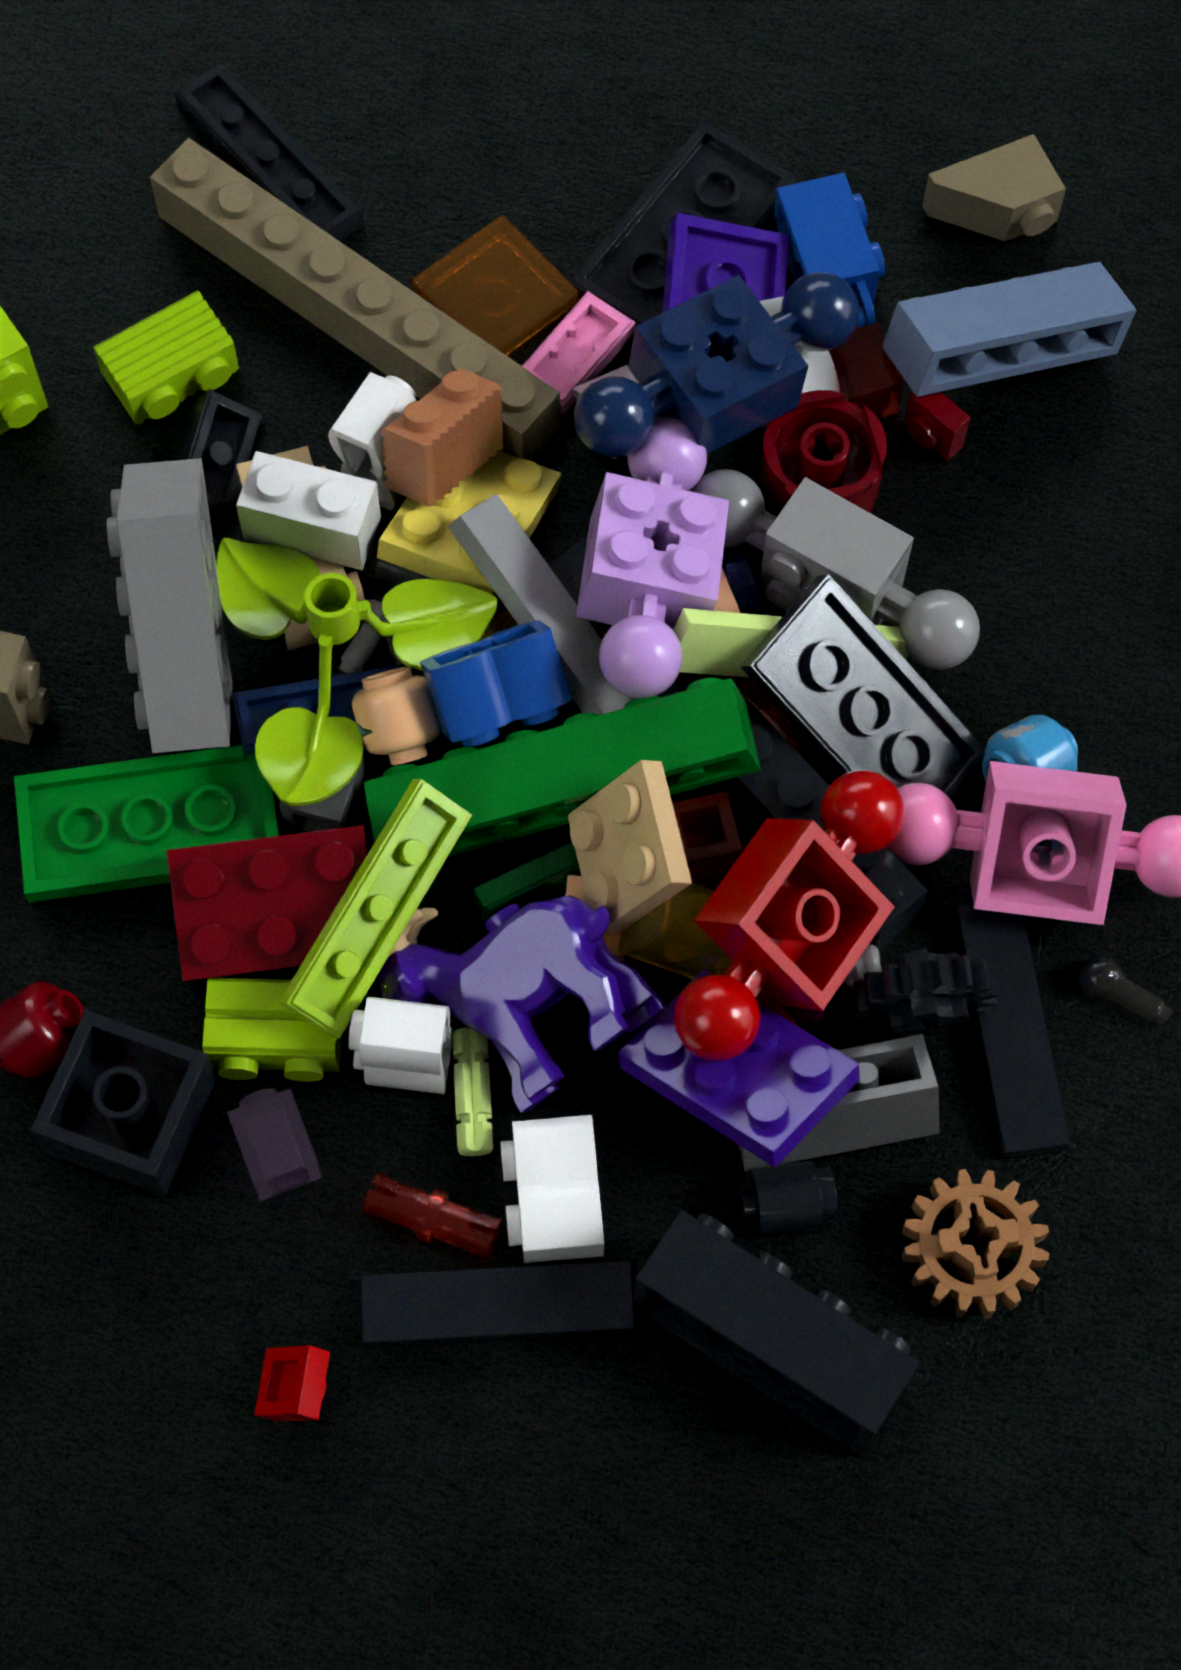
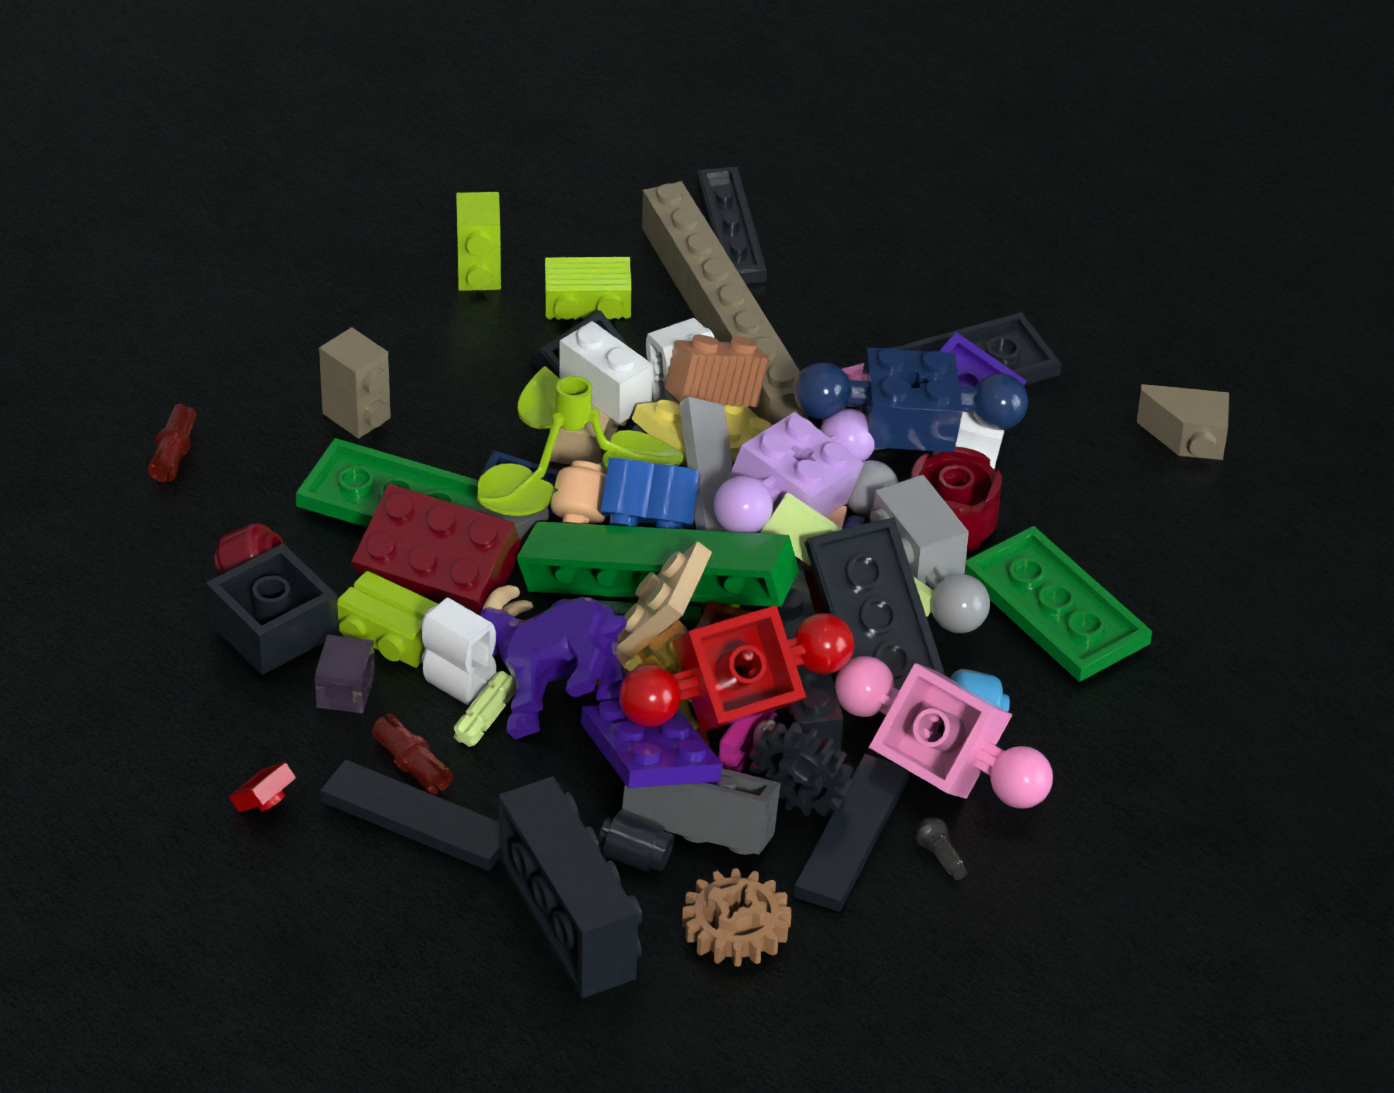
camera: 30 degrees right, 25 degrees down
(172, 605) = (485, 370): light grey brick -> none
(375, 908) = (492, 565): lime tile -> none
(497, 286) = (821, 336): clear orange tile -> none
(556, 1189) = (496, 763): white brick -> none
(830, 236) = (1054, 393): blue brick -> none
(867, 372) = (1022, 470): clear red brick -> none
(936, 423) = (1049, 512): dark red plate -> none
(1007, 328) = (1129, 475): sand blue brick -> none
(1026, 551) = (1058, 603): none -> green plate

